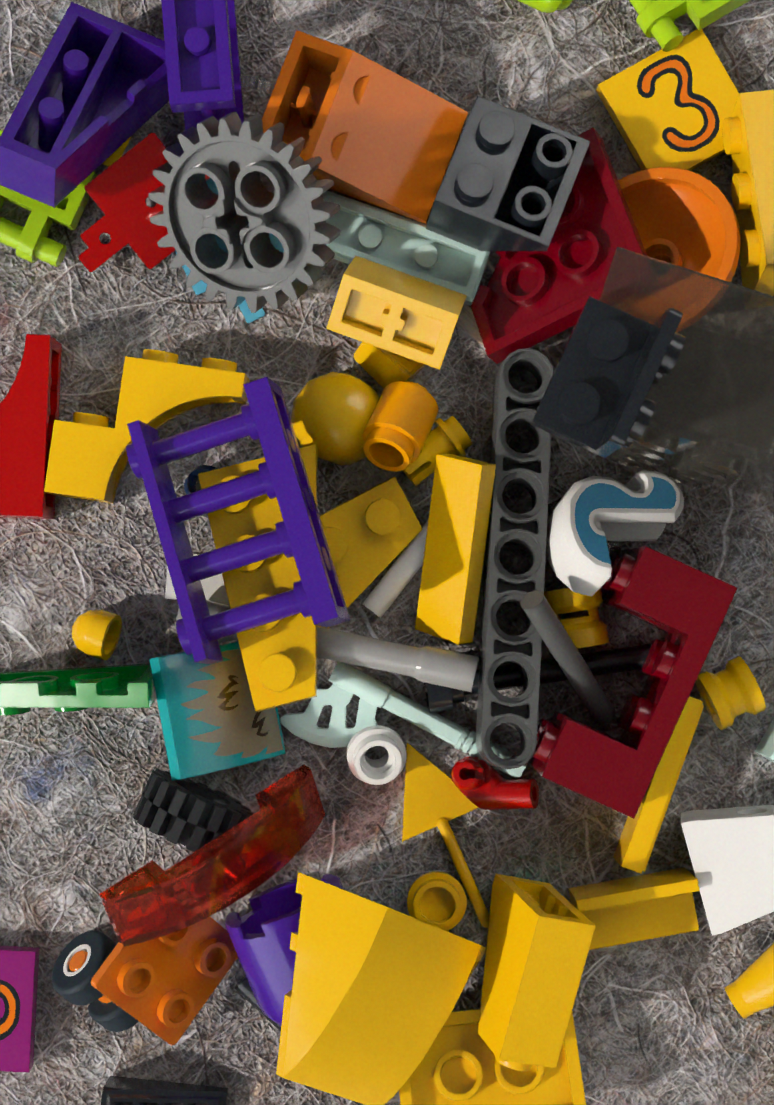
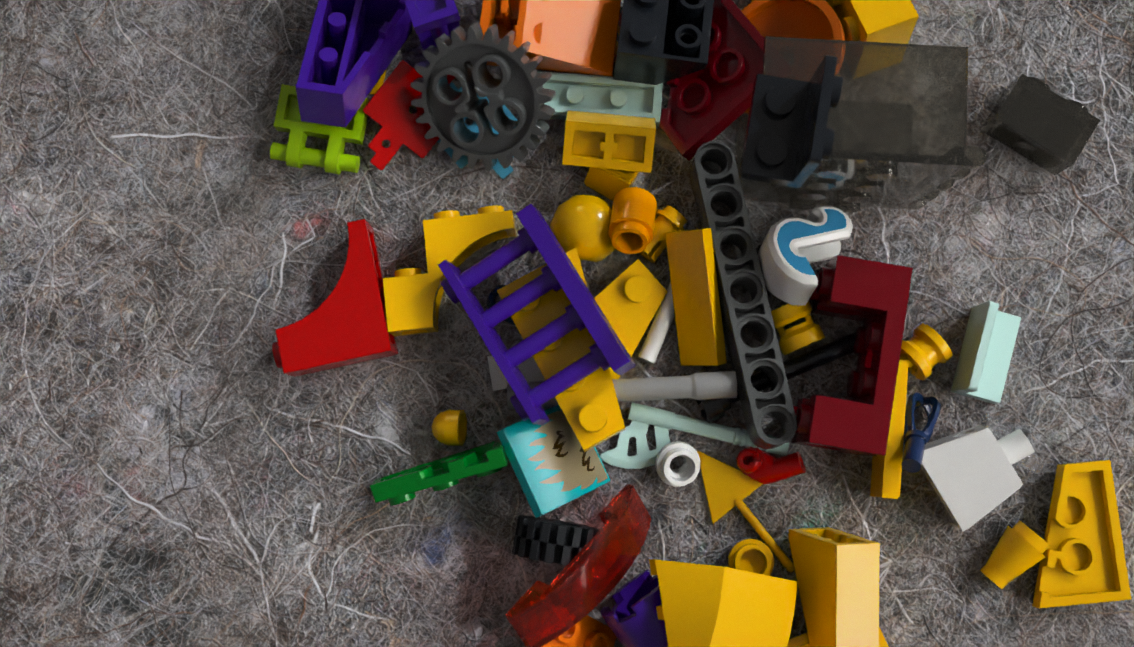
camera: 10 degrees left, 5 degrees down
(567, 656) = (799, 352): dark grey bar -> none
(639, 907) = (903, 524): yellow panel -> none
(686, 805) = (916, 439): none -> dark blue piece

